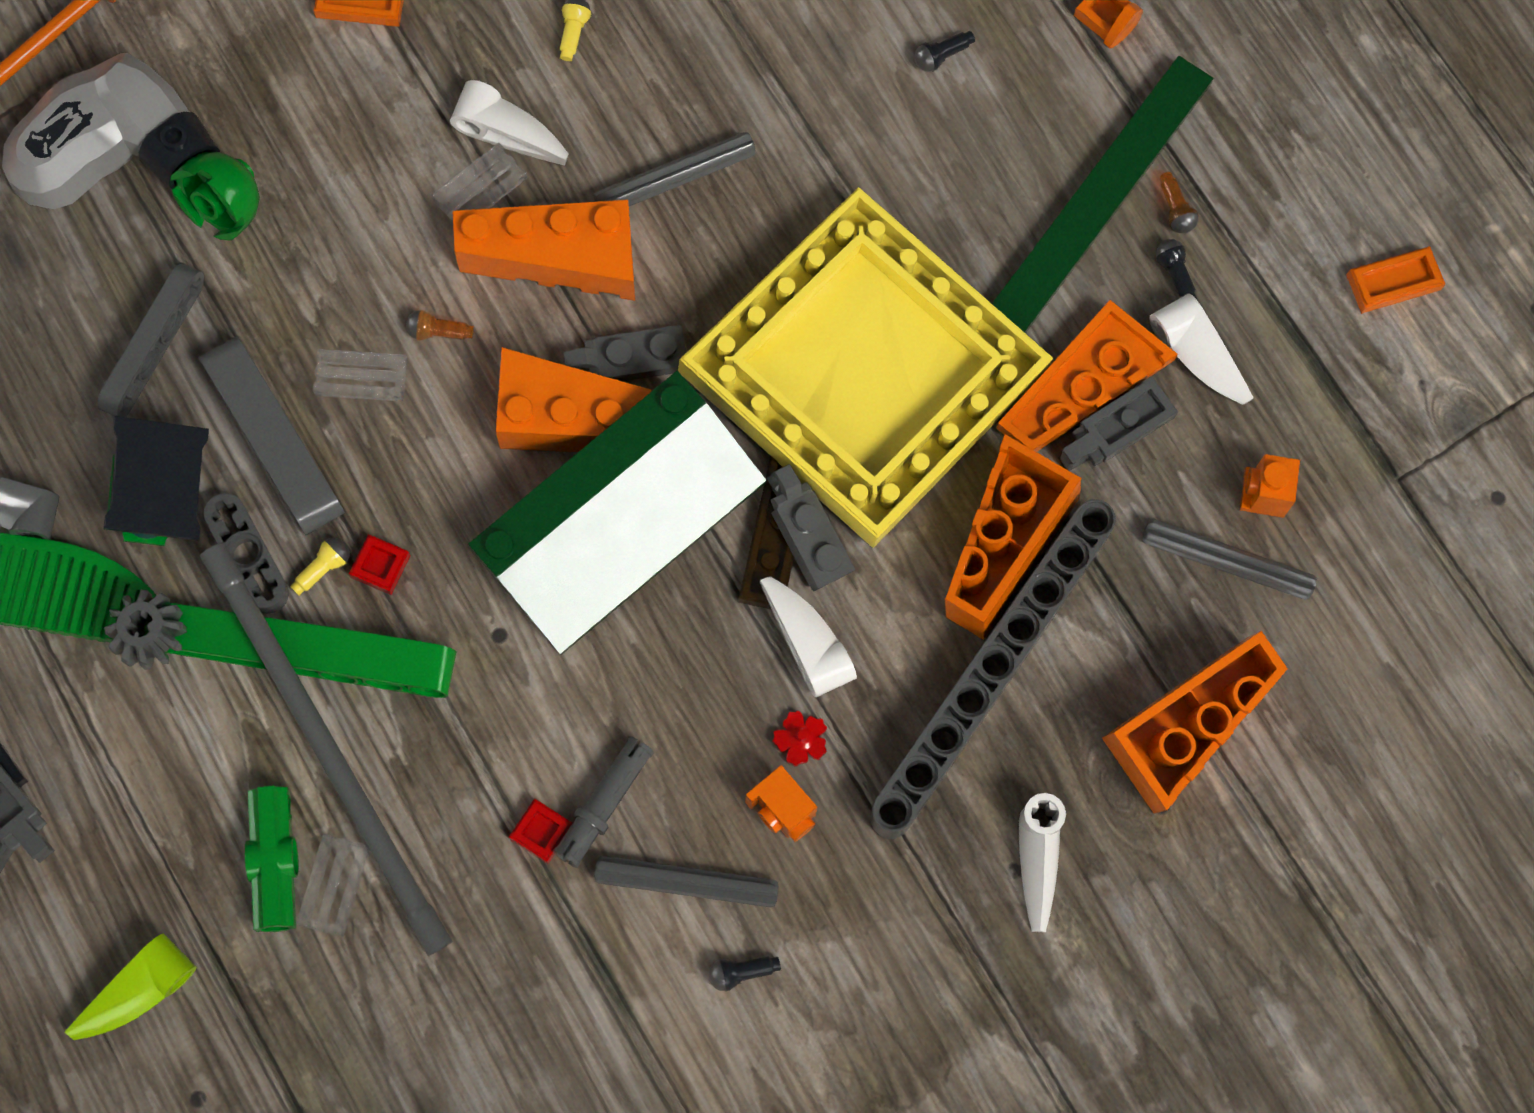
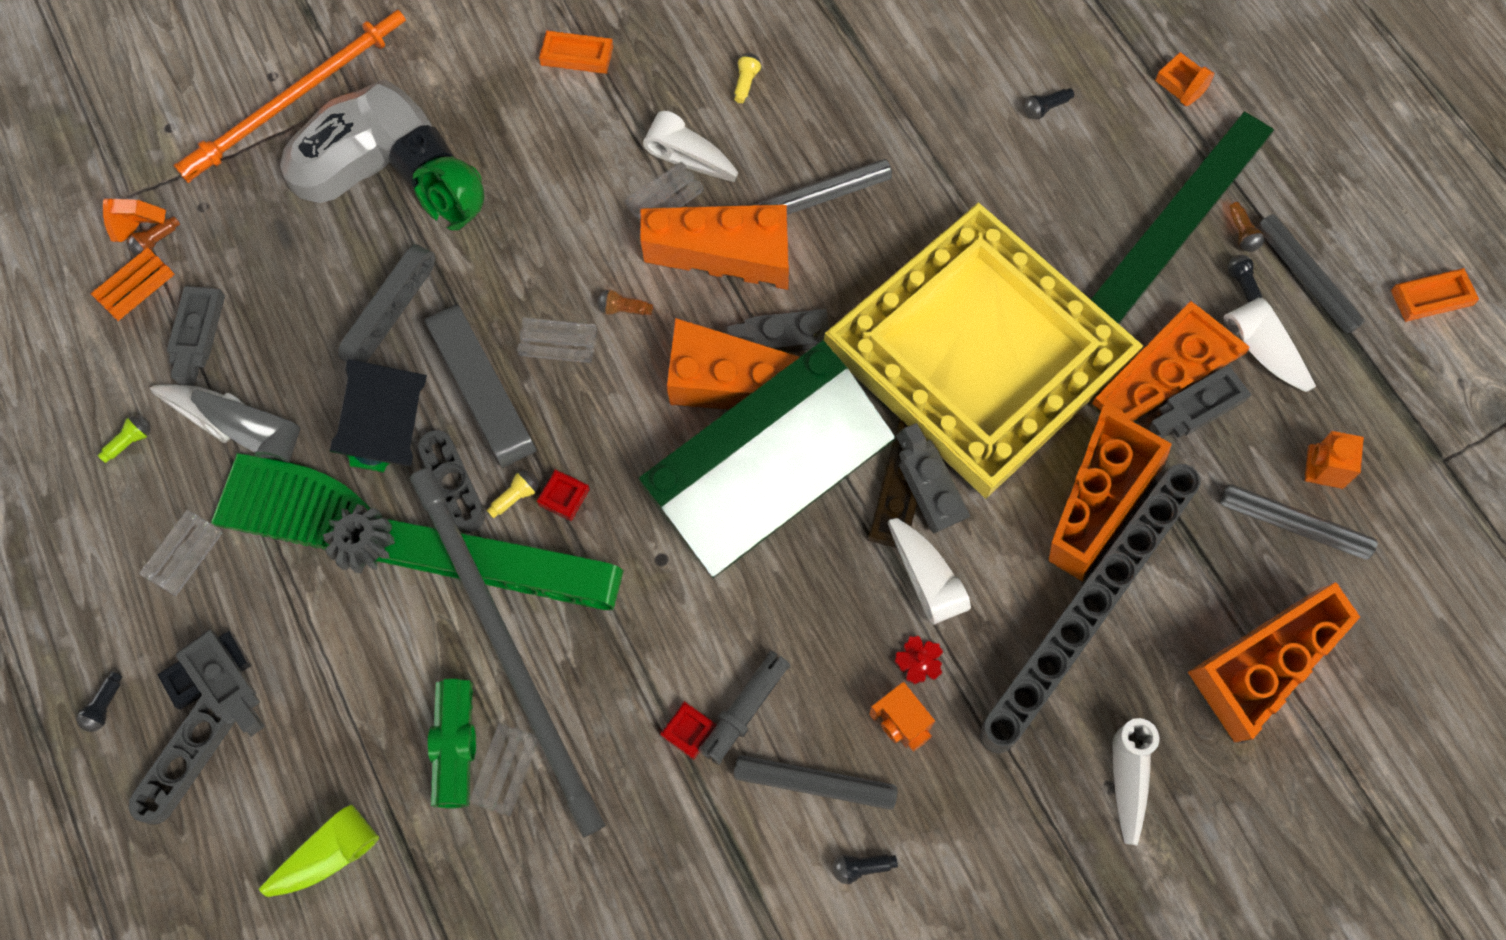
camera: 10 degrees right, 5 degrees down
(1252, 259) = (1311, 274): none -> dark grey axle

